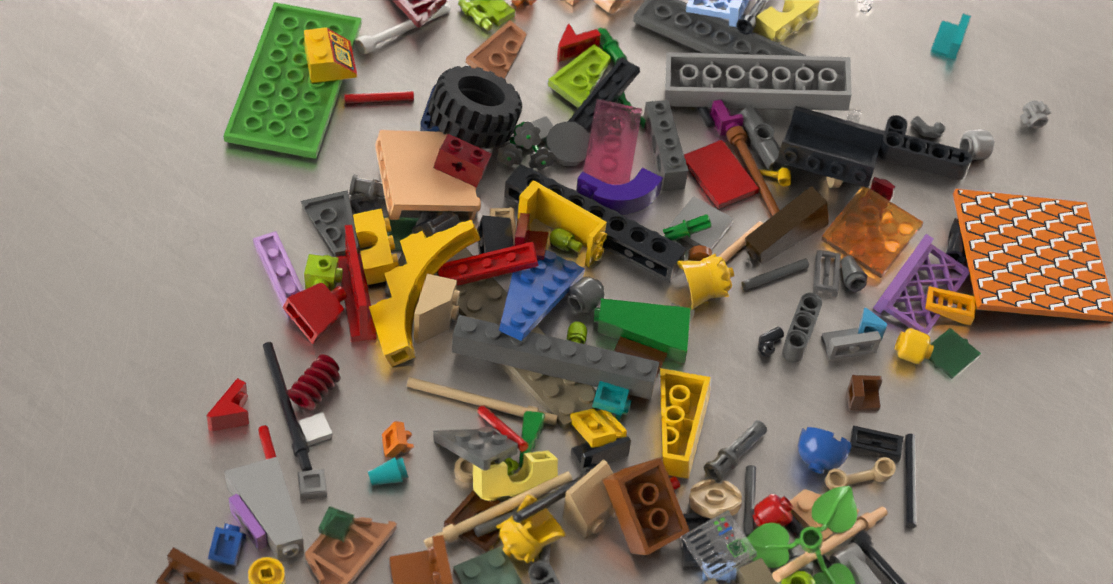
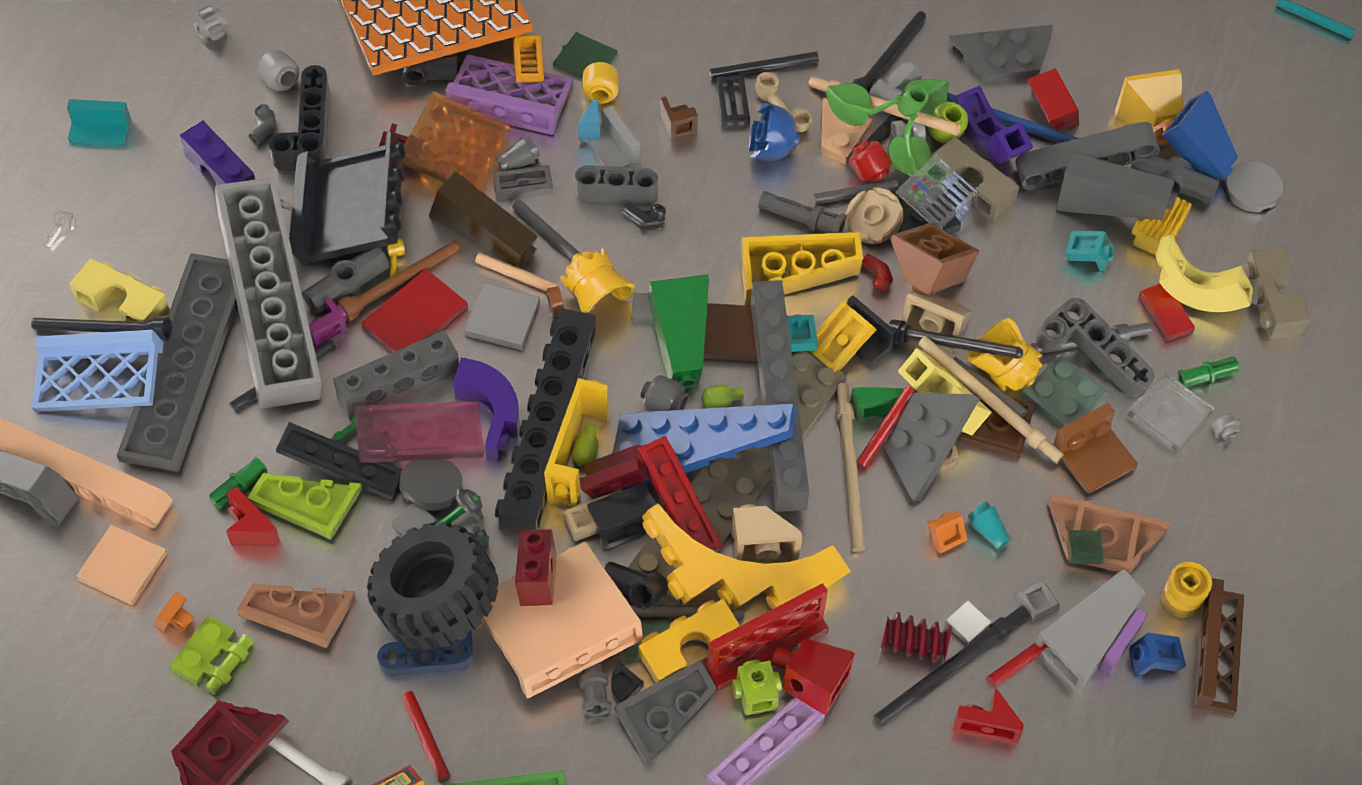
camera: 105 degrees left, 5 degrees up
(688, 228) = (526, 318): green axle -> none
(907, 84) = (211, 153): none -> dark purple arch

